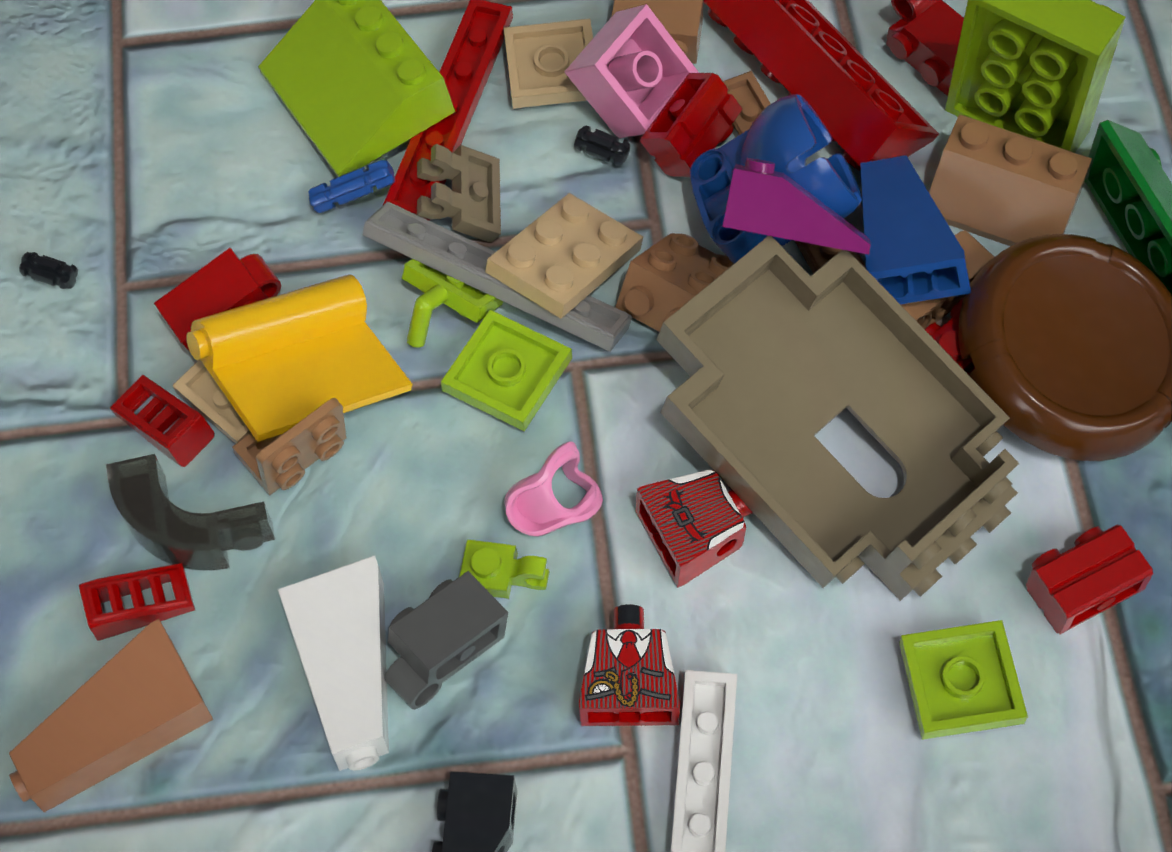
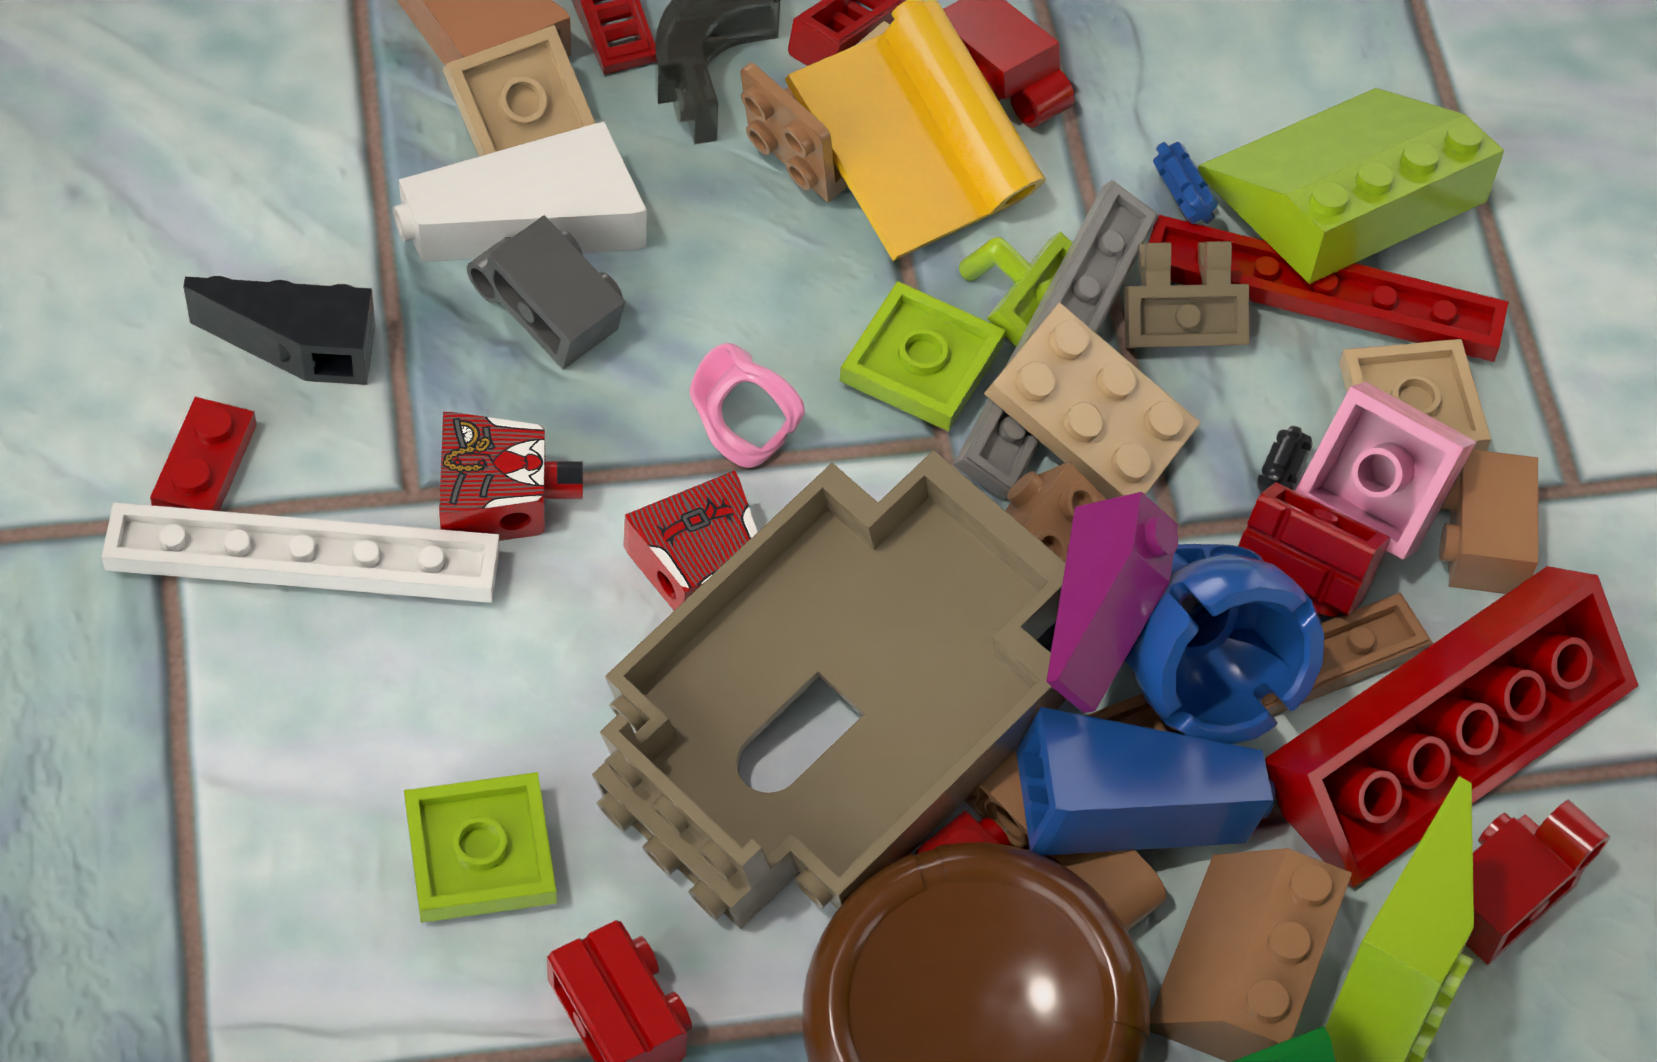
camera: 80 degrees right, 5 degrees down
(241, 662) = (518, 92): none -> tan plate
(498, 568) = (646, 351): lime plate -> none

